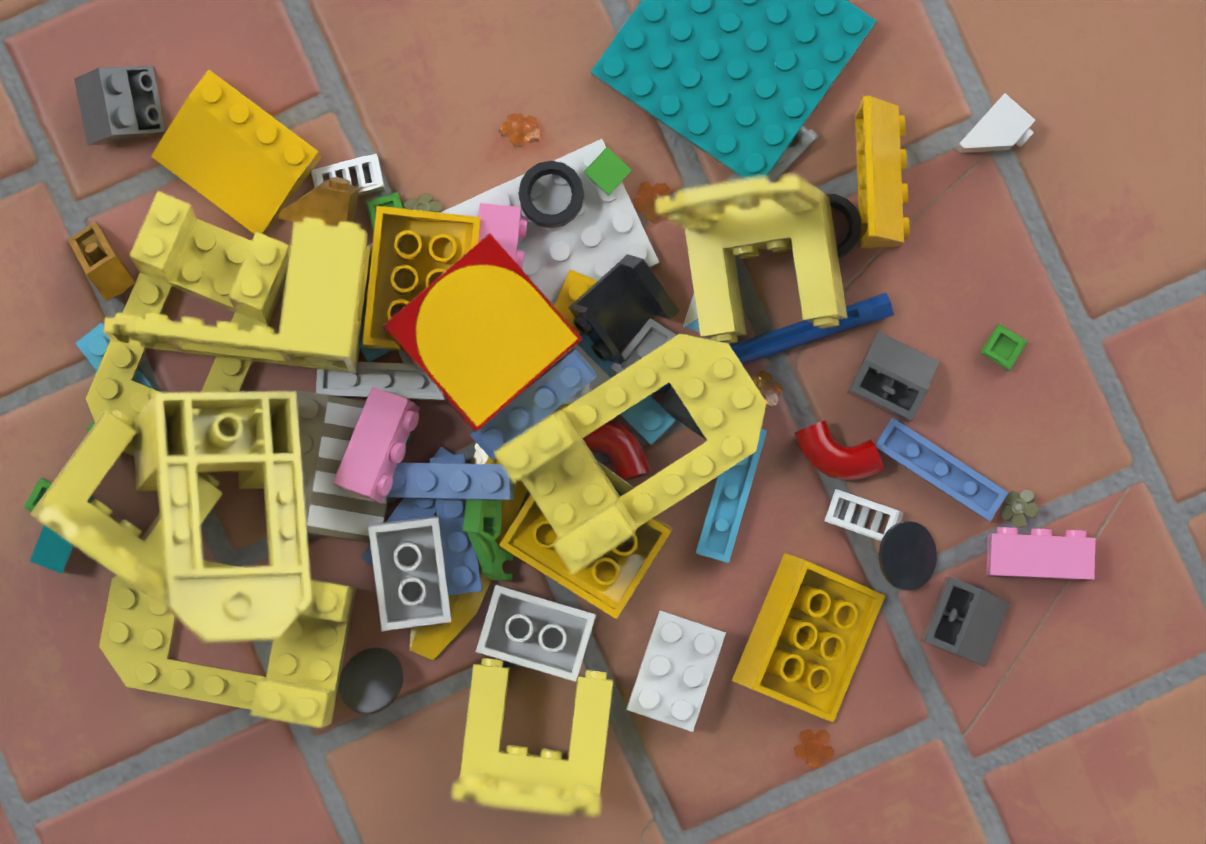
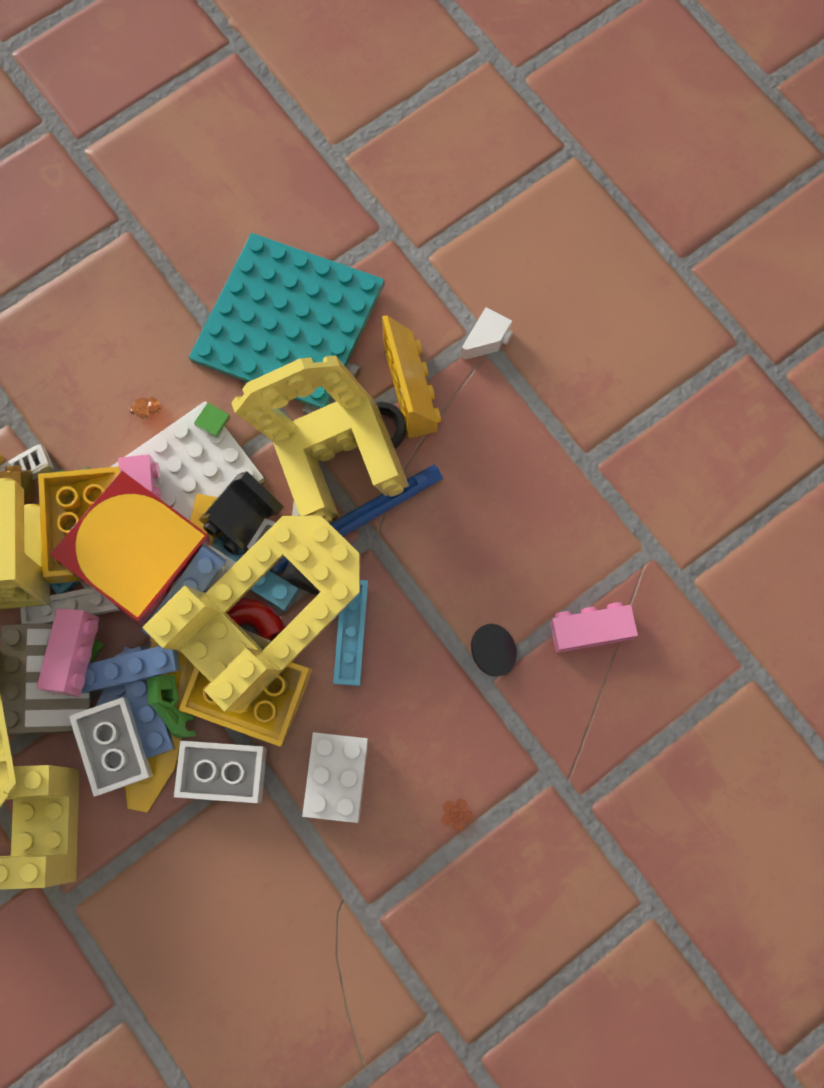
camera: 10 degrees left, 10 degrees down
(371, 680) = (99, 839): black piece -> none
(527, 779) = (220, 892): light yellow bracket -> none
(554, 168) = (164, 426): black tyre -> none
(647, 200) = (250, 438): clear orange plant -> none
(767, 389) = (365, 551): clear orange plant -> none
(808, 637) = (433, 729): yellow slope -> none
(836, 505) = (455, 619): white slope -> none
(838, 460) = (424, 590): red cylinder -> none
(893, 377) = (452, 522): dark grey slope -> none
(940, 469) = (503, 581): medium blue plate -> none
(965, 621) = (548, 689): dark grey slope -> none
(1003, 347) = (528, 485): bright green tile -> none
(1020, 507) = (568, 596): olive plant -> none

